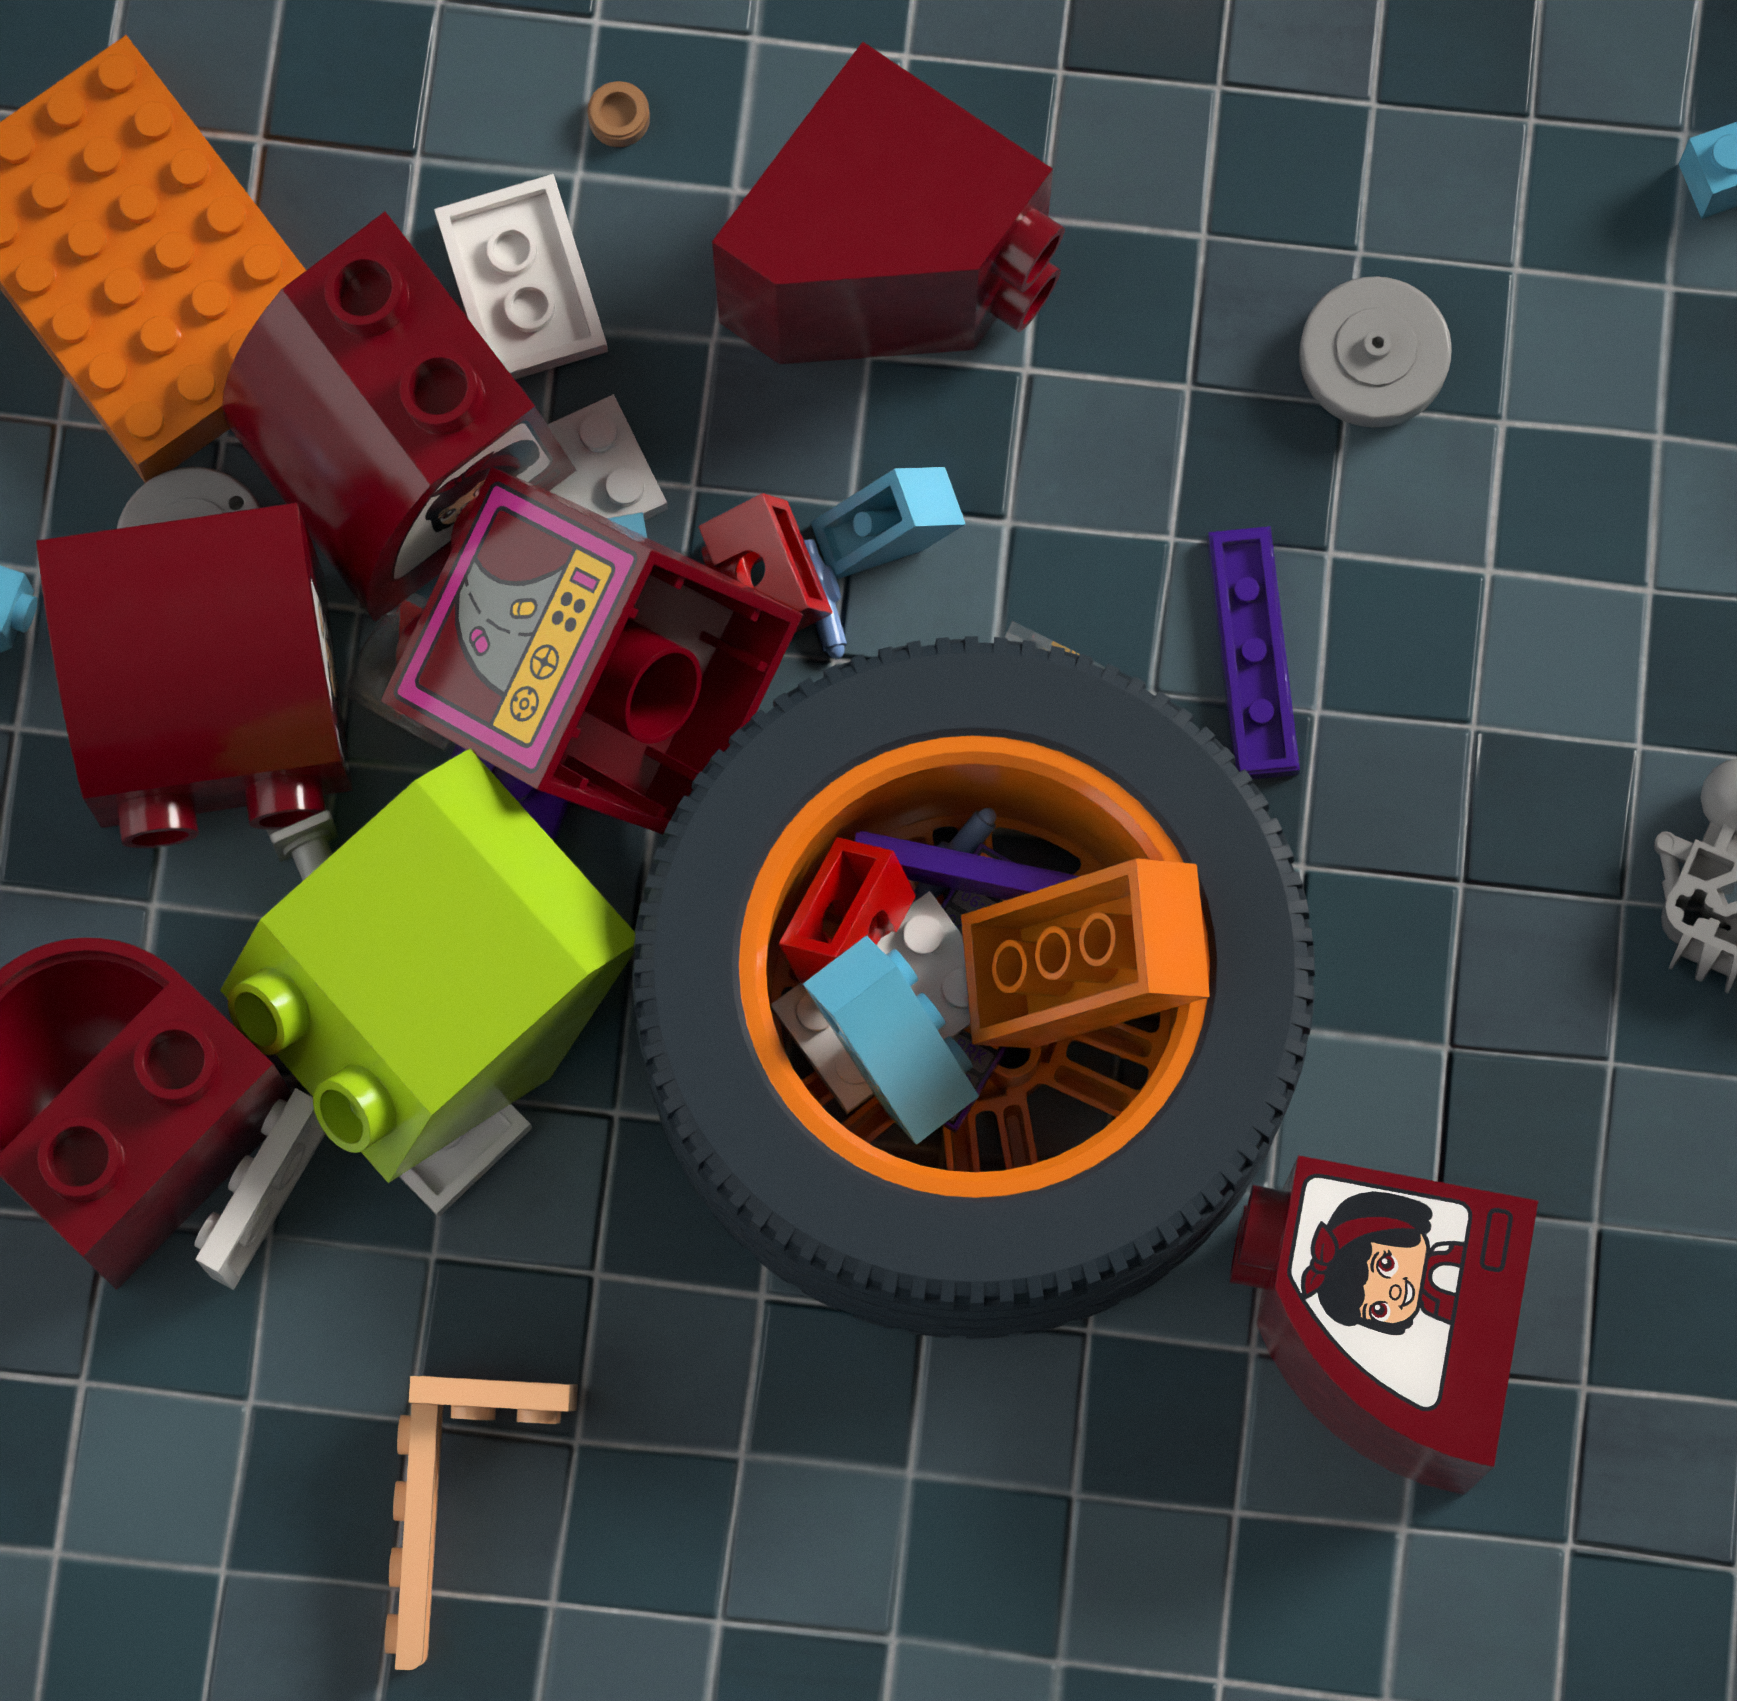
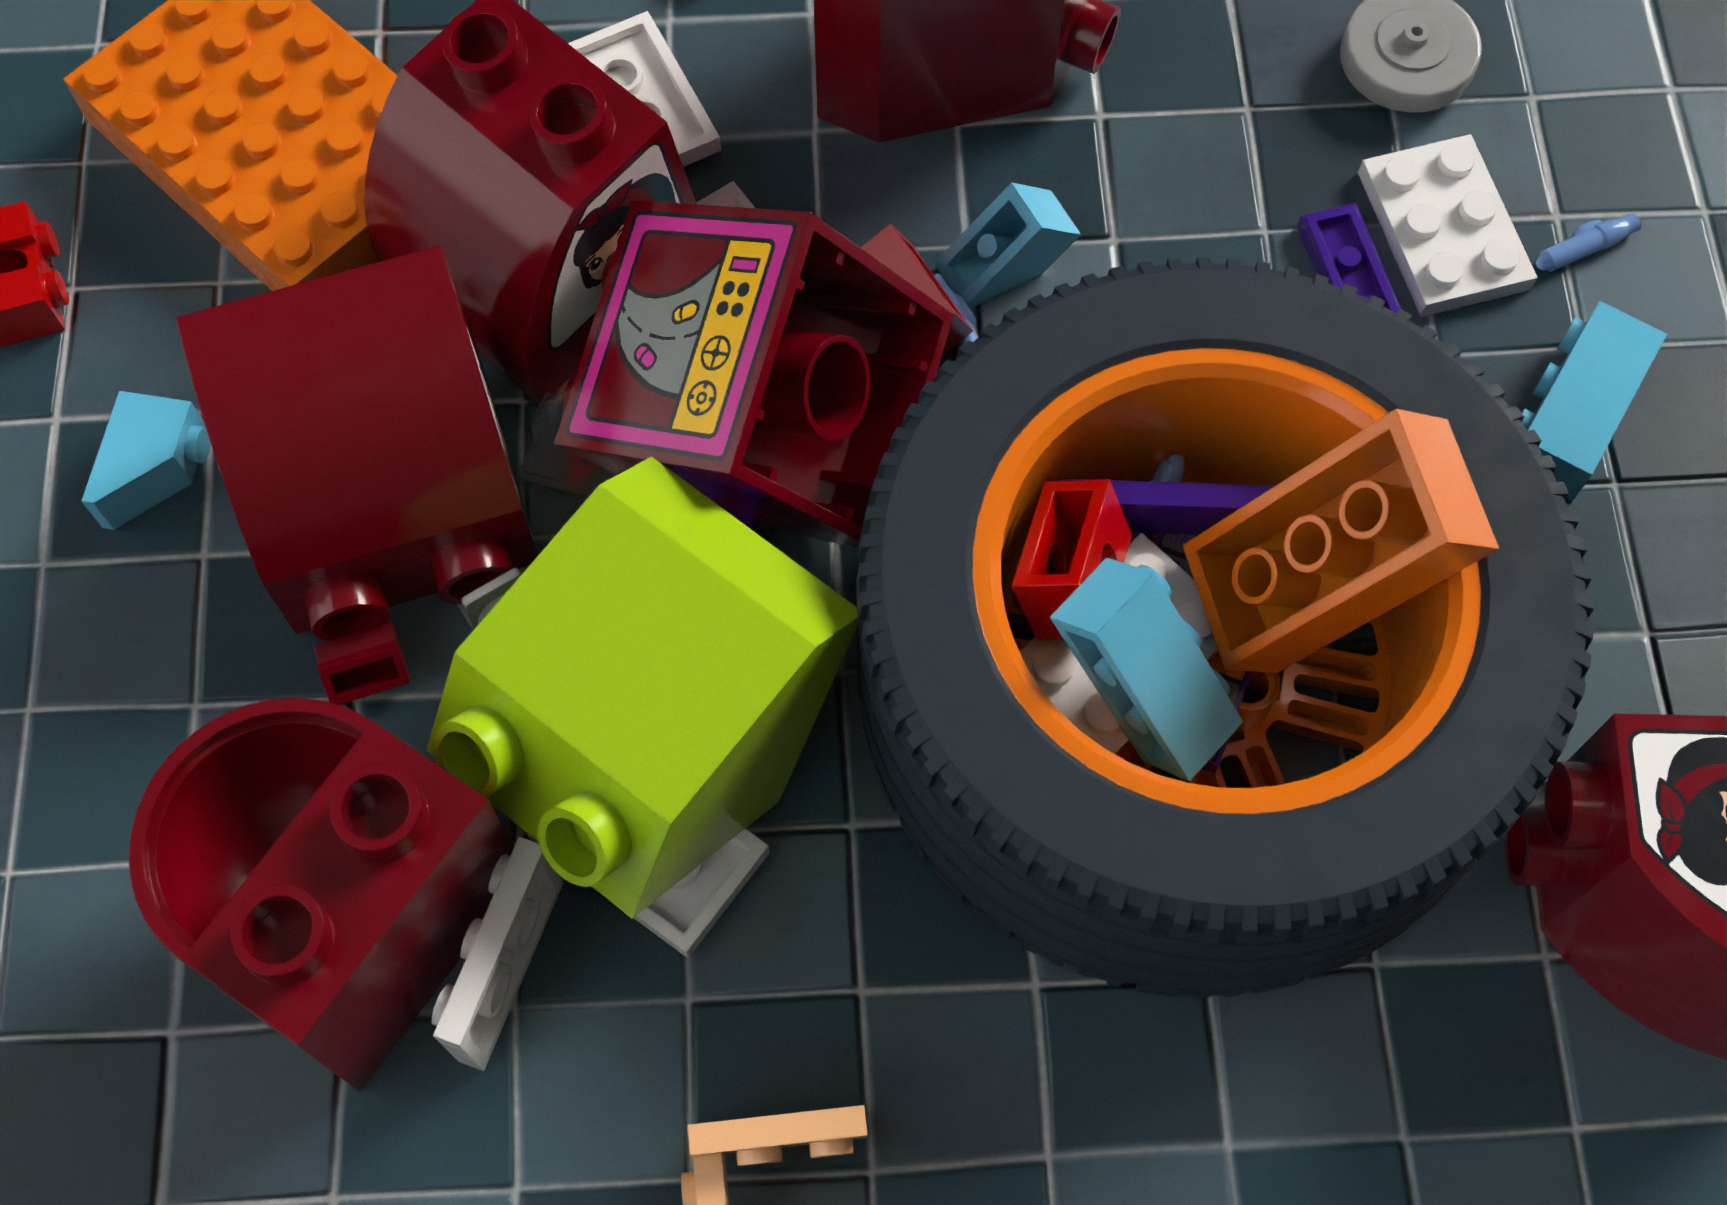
camera: 10 degrees left, 10 degrees down
(165, 876) = (362, 663): none -> dark red piece
(1363, 564) = (1446, 225): none -> white plate
(1444, 792) = (1590, 390): none -> medium azure brick
(1509, 607) = (1588, 240): none -> medium blue piece

